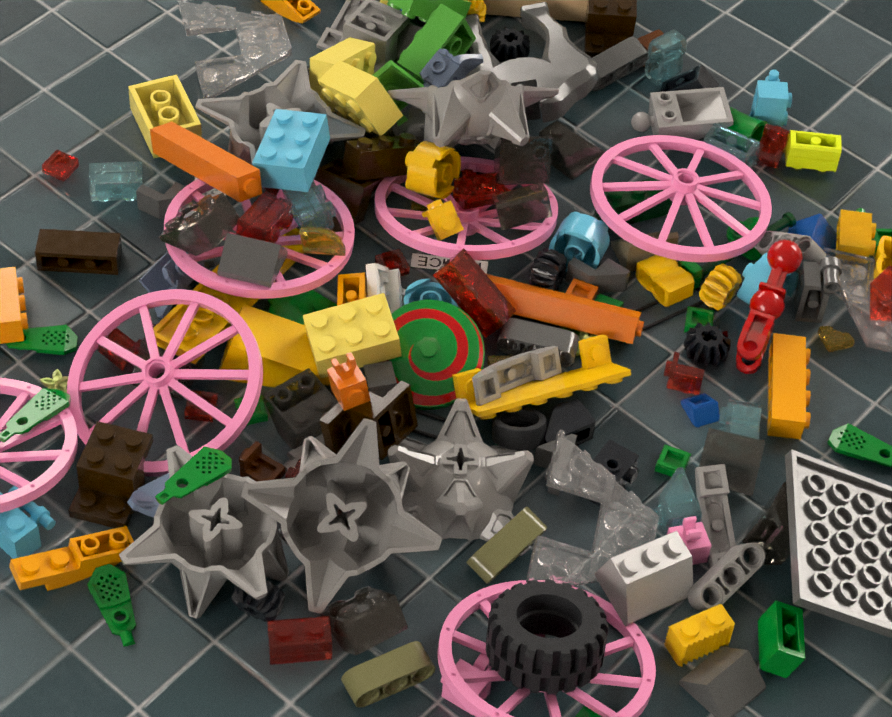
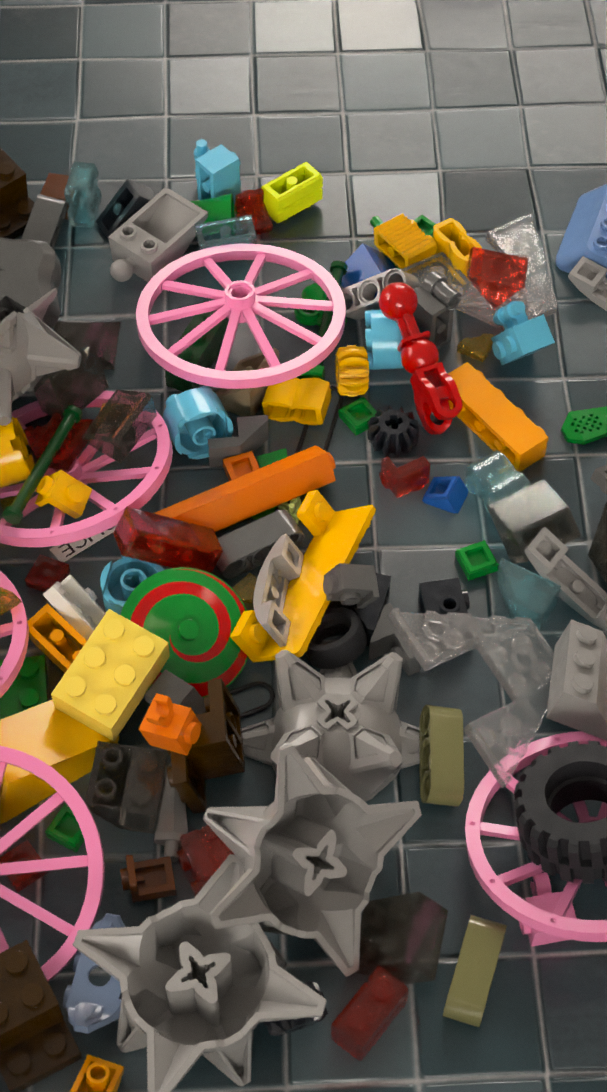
camera: 40 degrees left, 5 degrees up
(200, 470) = (133, 949): green piece -> none
(398, 206) = (13, 513): none -> dark green bar
(548, 269) = (197, 469): black gear -> none
(555, 399) = (351, 584): none -> dark grey brick
(695, 539) = (573, 609): bright pink brick -> none
(861, 348) = (520, 334): none -> medium azure brick

